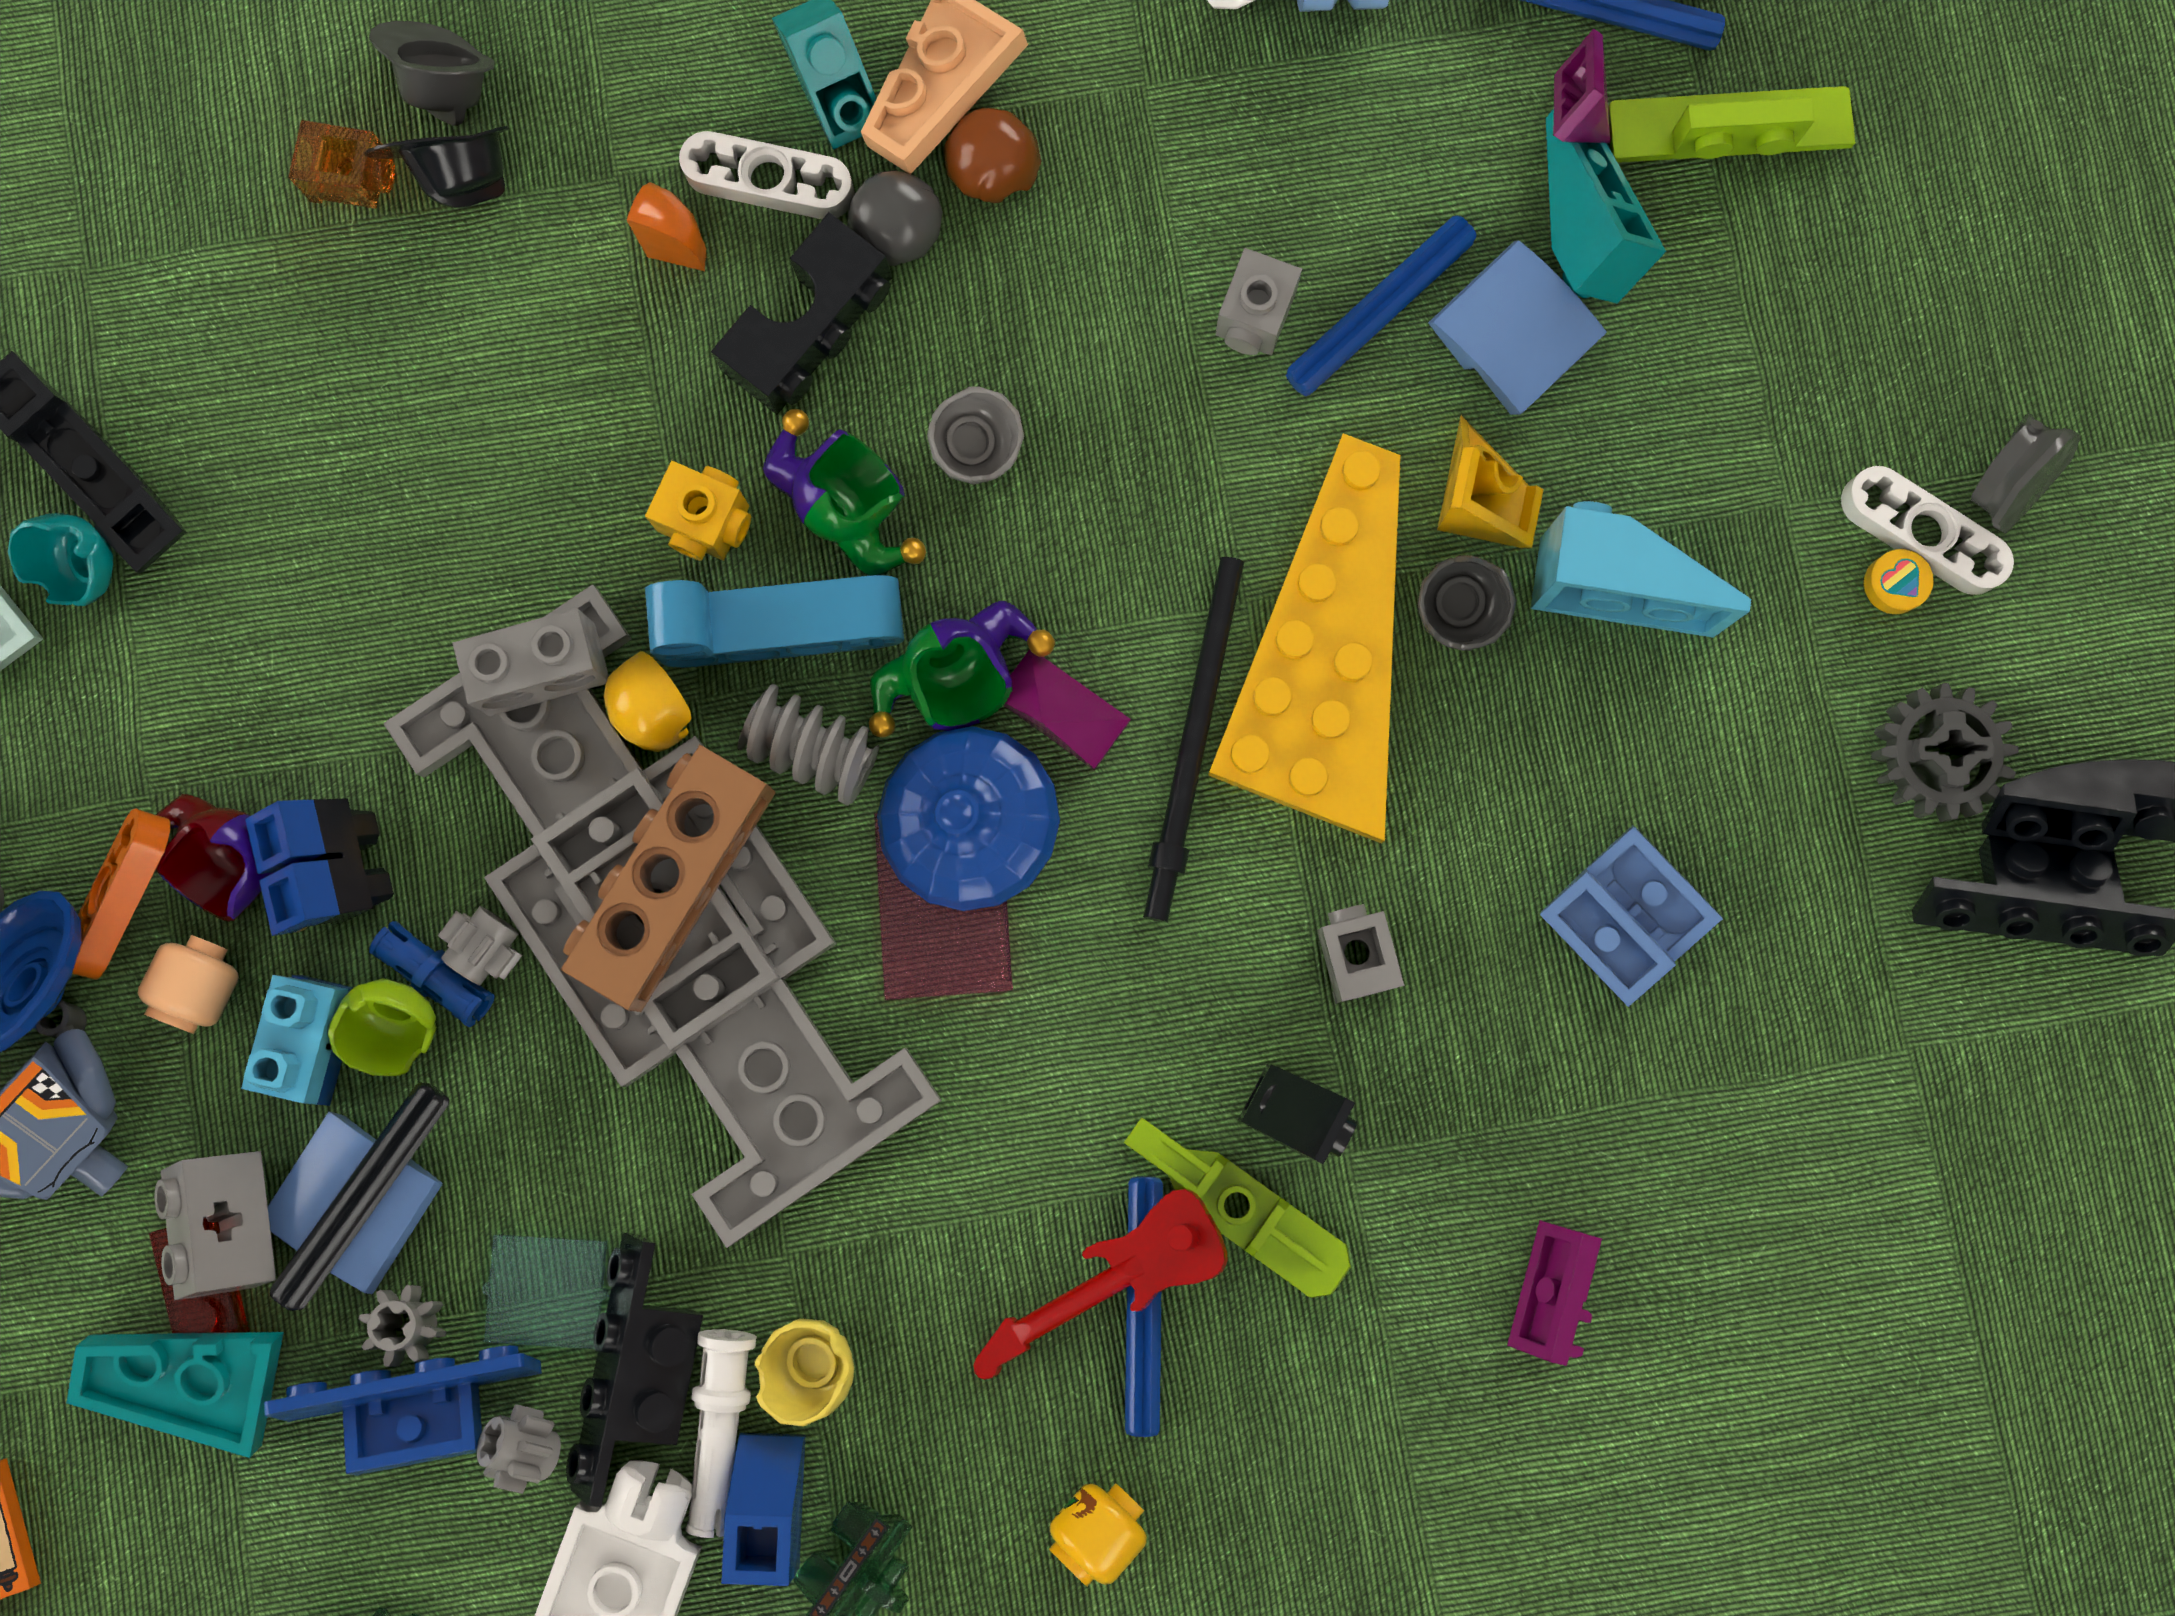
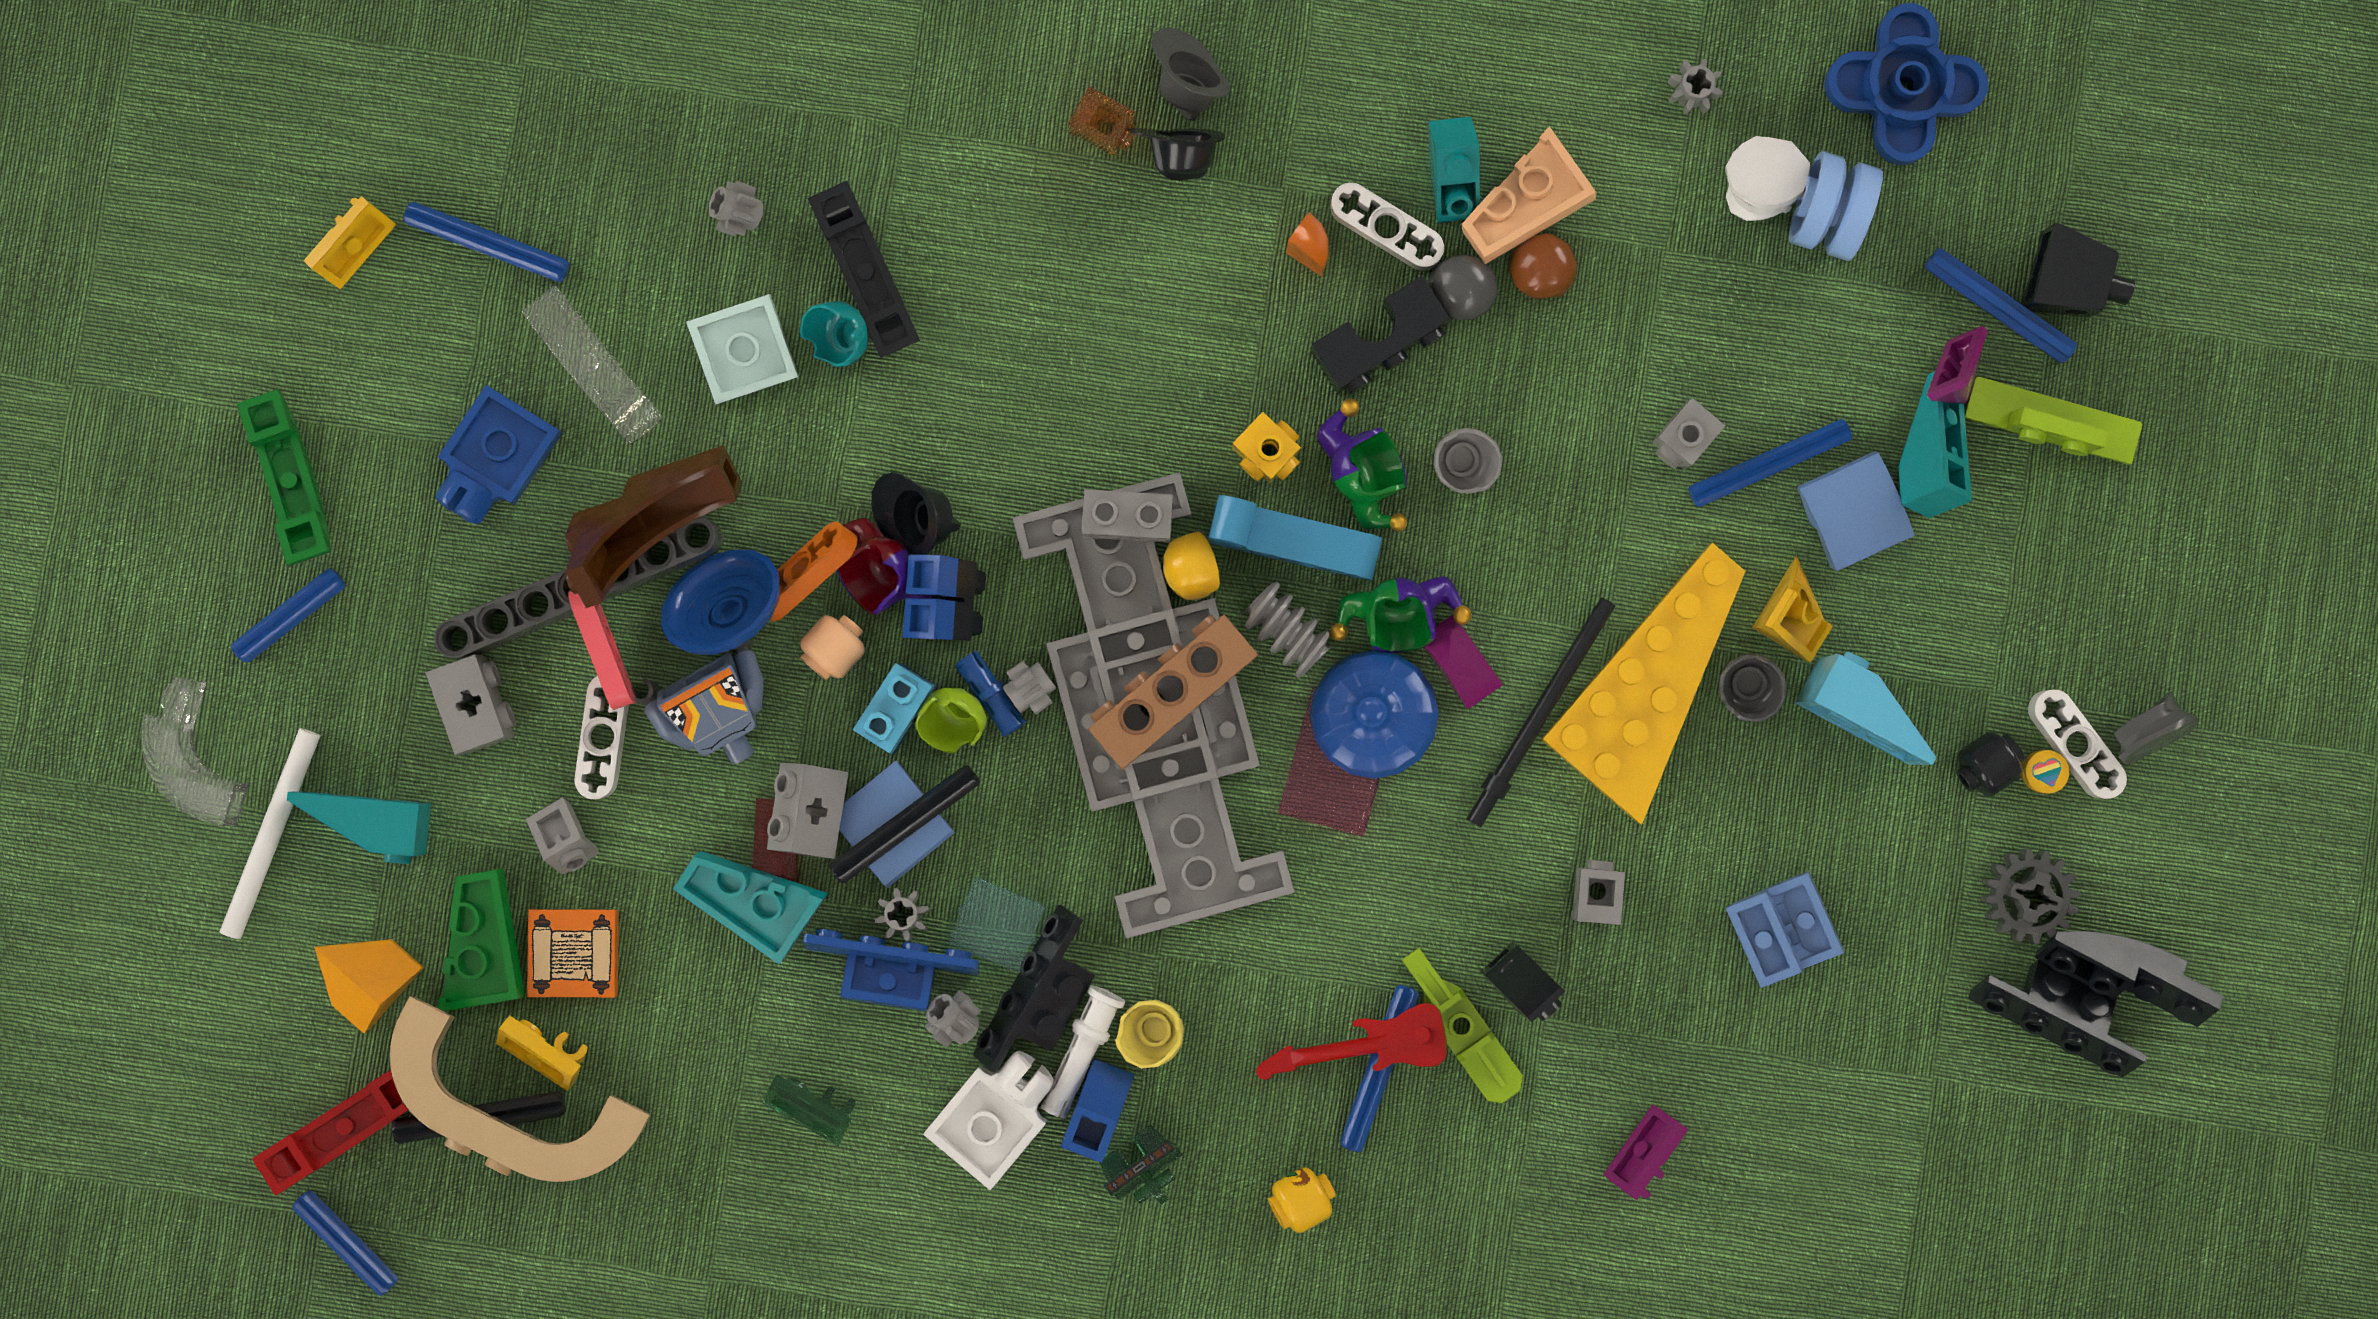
camera: 15 degrees right, 5 degrees up
(244, 762) = (912, 513): none -> black piece
(1822, 594) = (1990, 763): none -> black head

